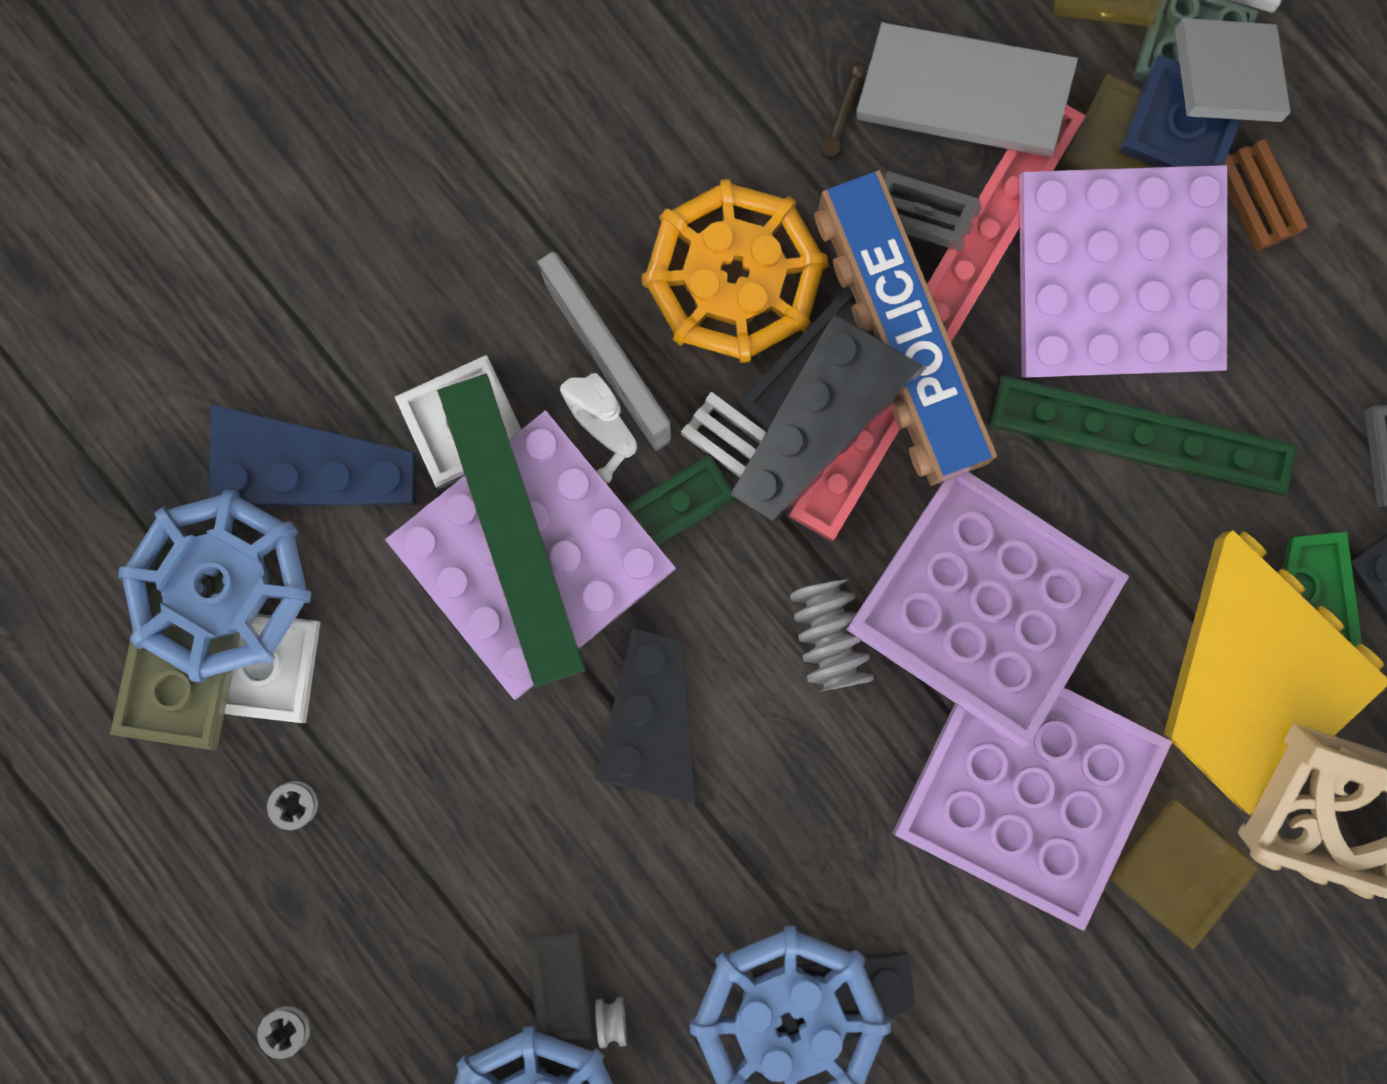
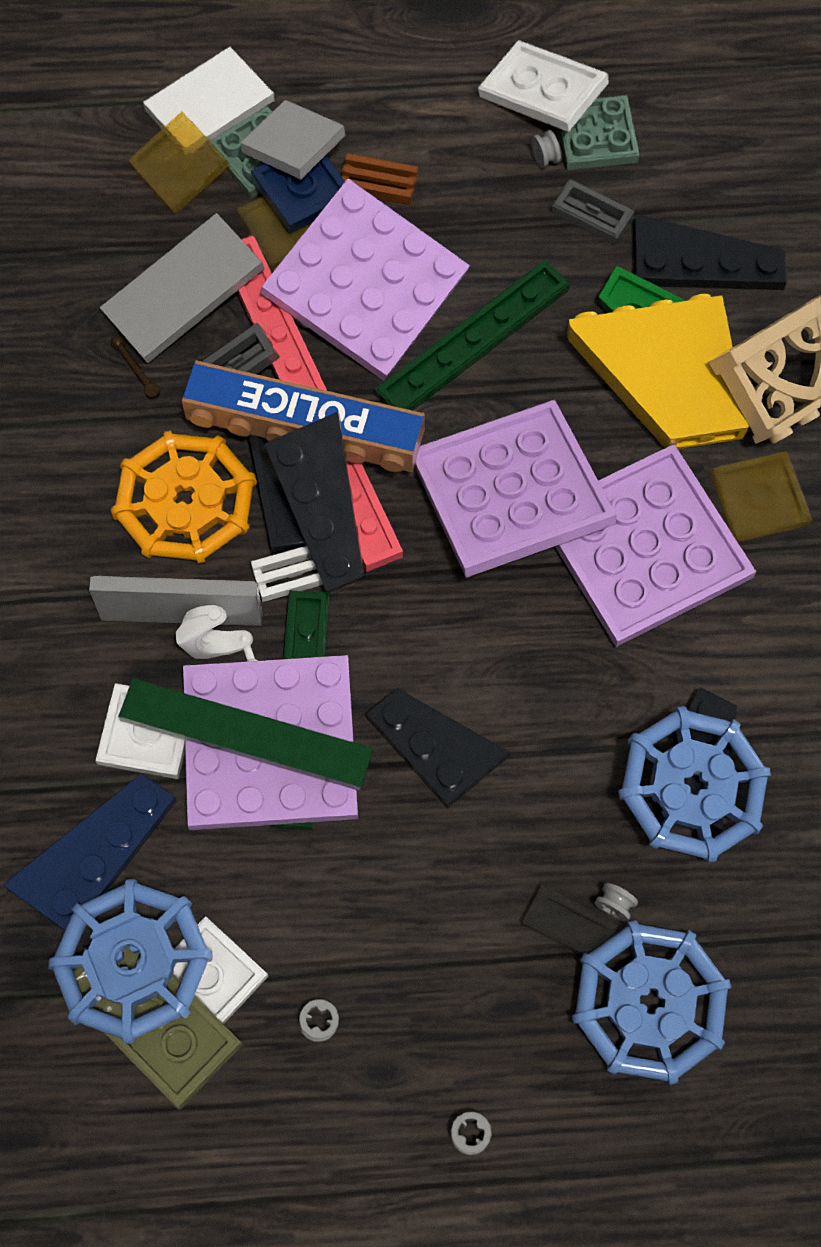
camera: 55 degrees left, 15 degrees down
(829, 634) = (461, 594): light grey piece -> none

